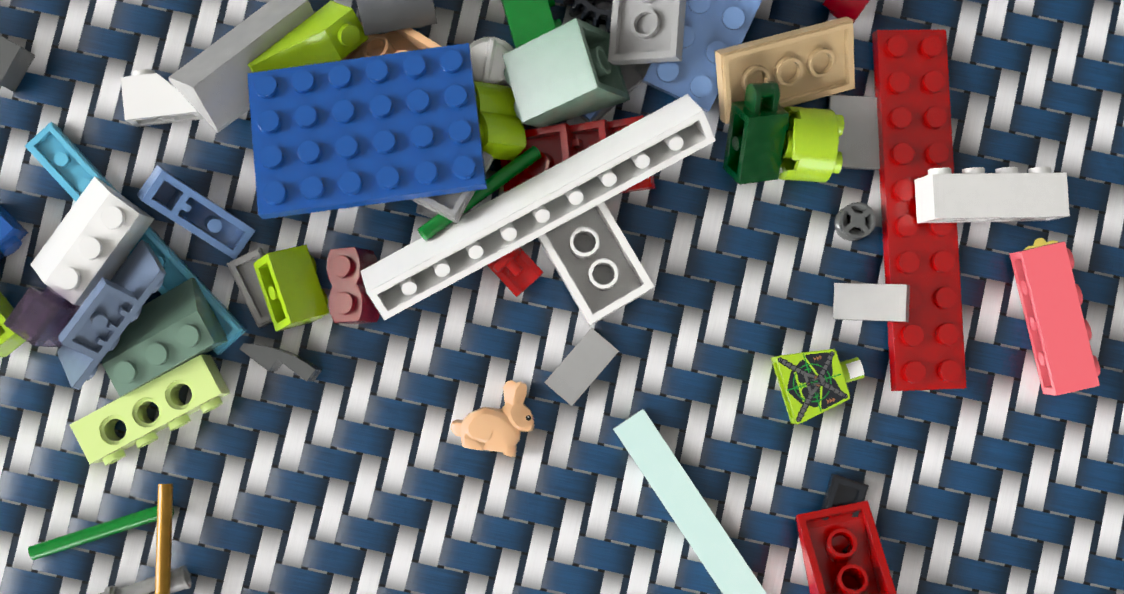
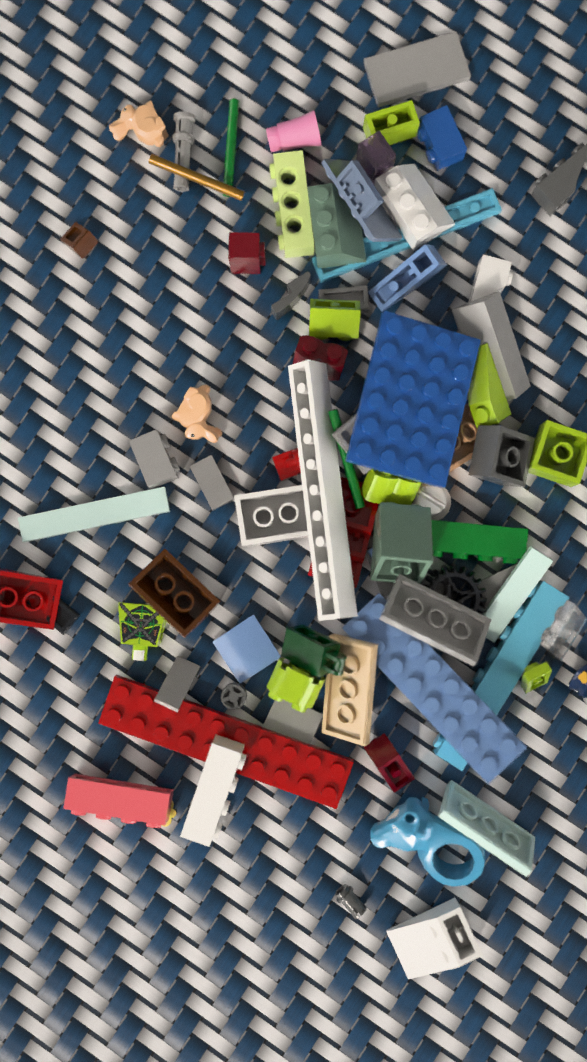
camera: 105 degrees right, 0 degrees up
(48, 446) = (294, 133): none -> bright pink plant
(245, 444) = (246, 253): none -> dark red brick
(581, 457) = (154, 459): none -> light grey brick
(755, 352) = (174, 593): none -> reddish brown slope
(786, 229) = (246, 649): none -> medium blue slope

